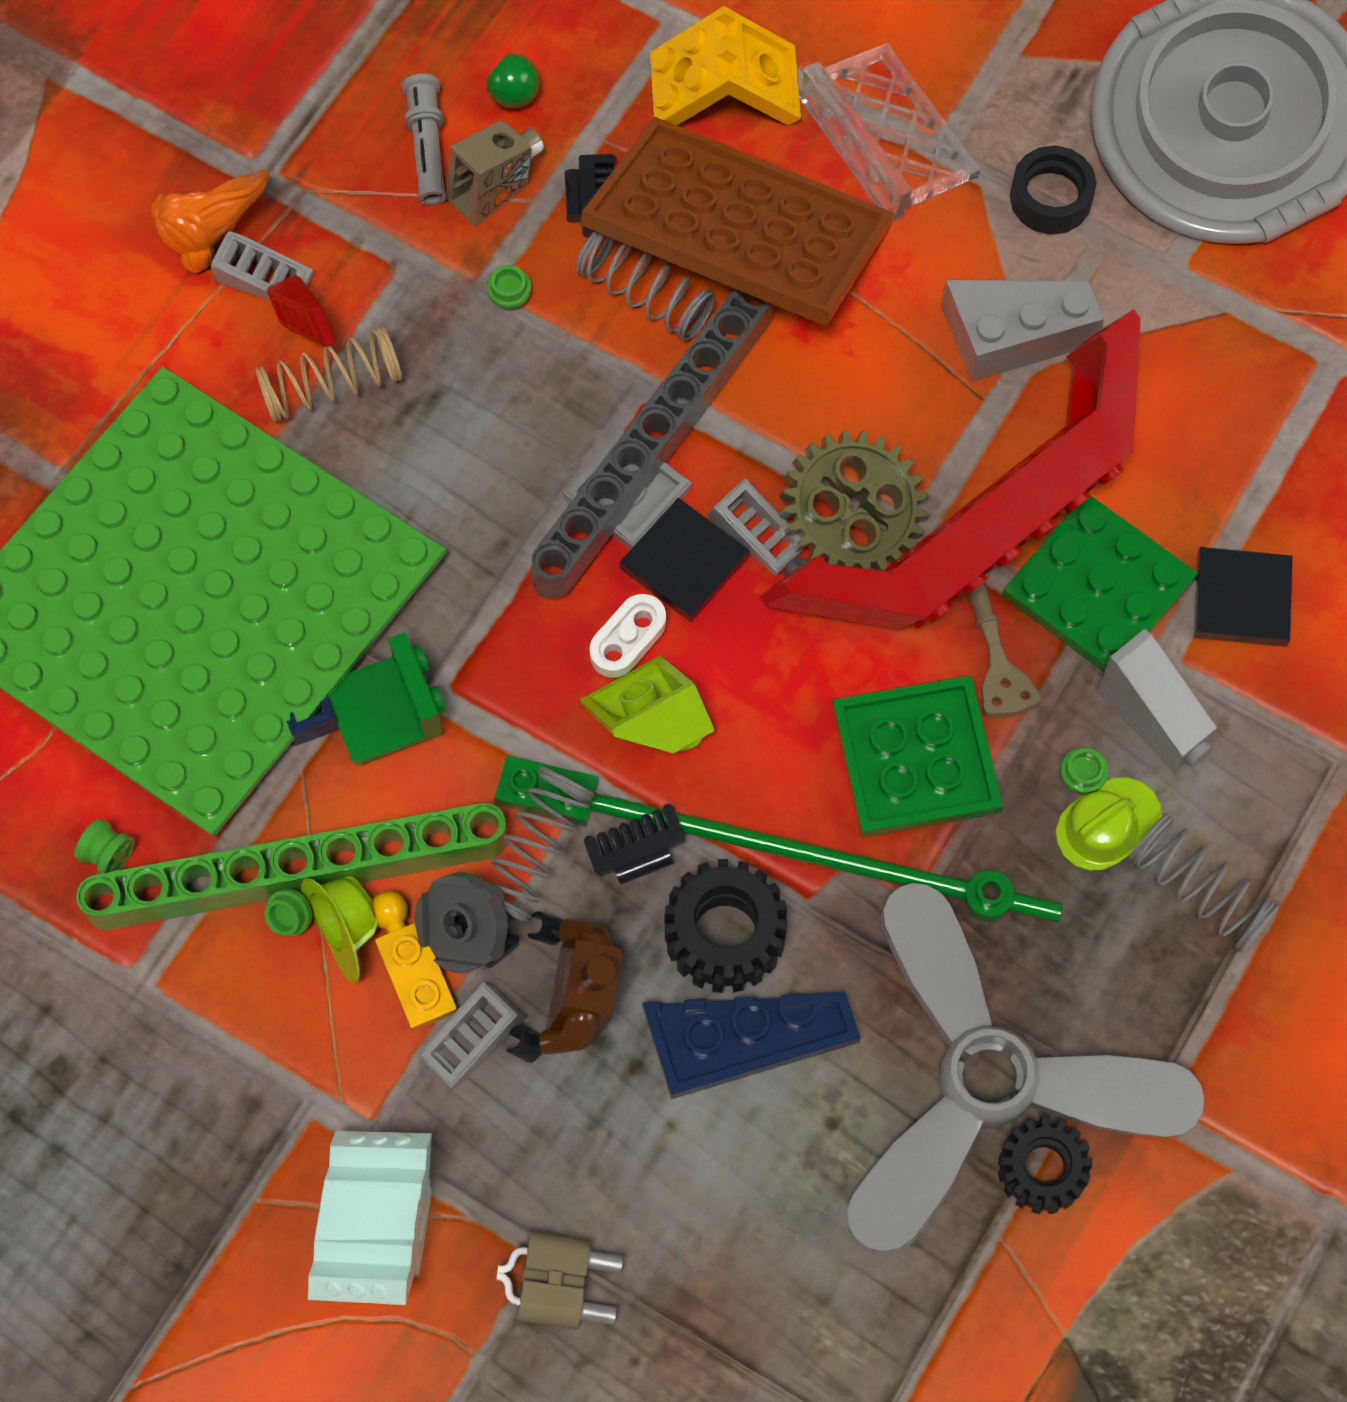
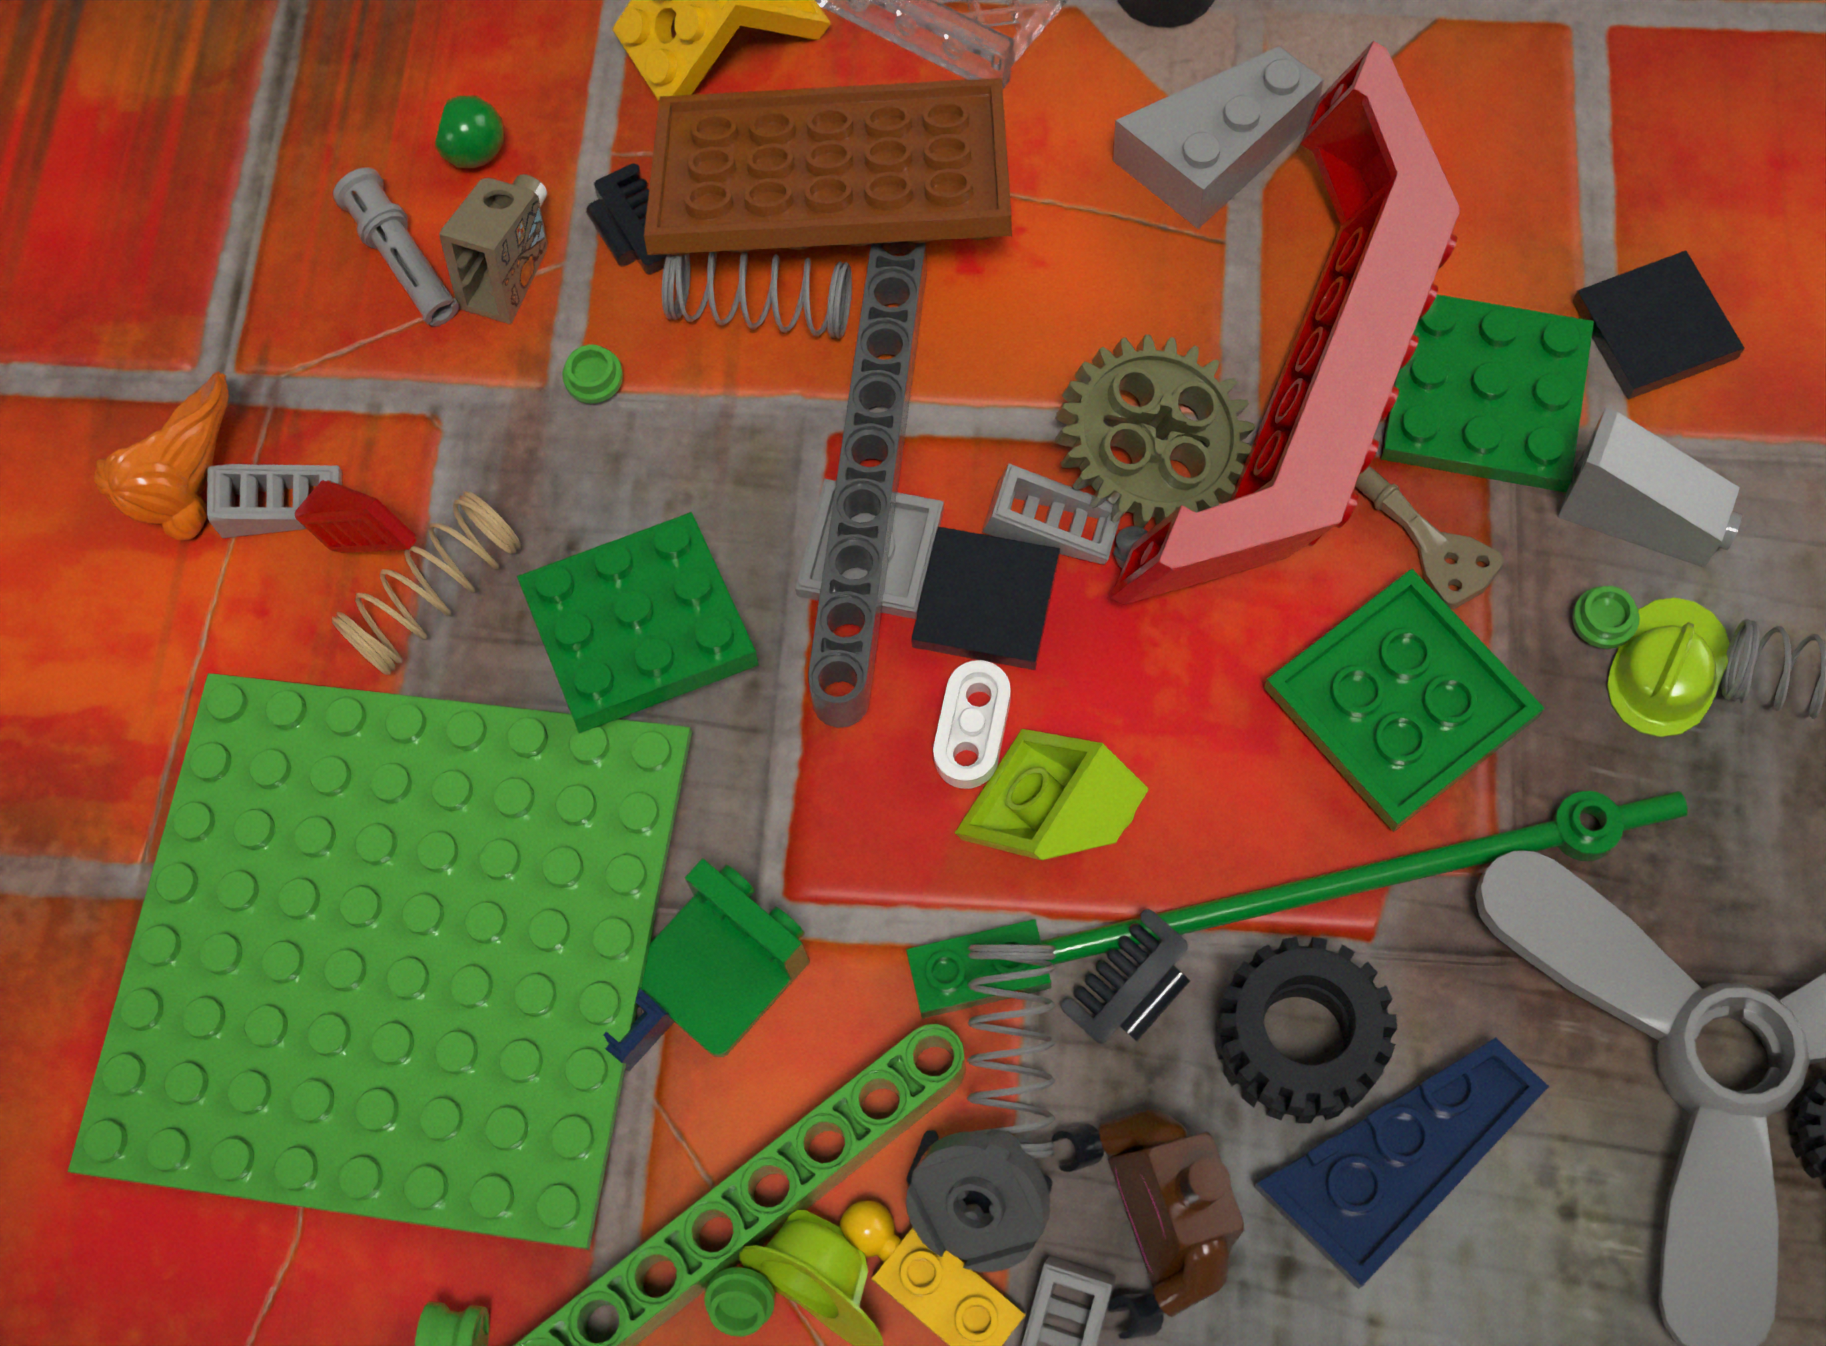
camera: 20 degrees left, 0 degrees up
(448, 464) = (637, 622): none -> green plate

